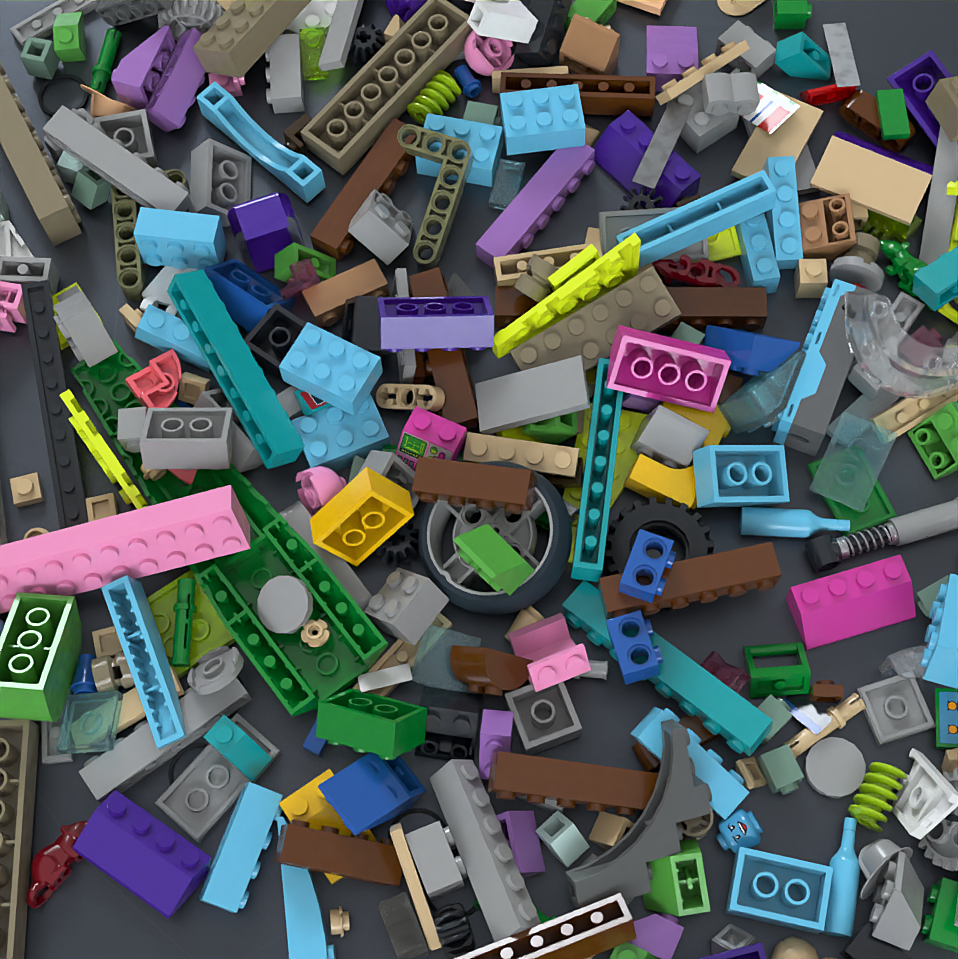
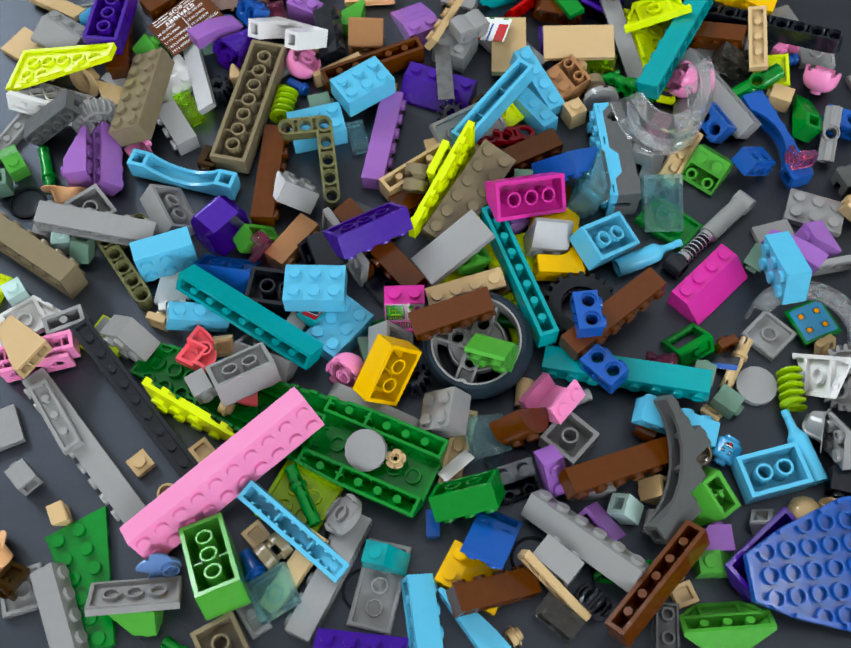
camera: 30 degrees left, 5 degrees down
(401, 392) = (364, 284): tan beam -> none

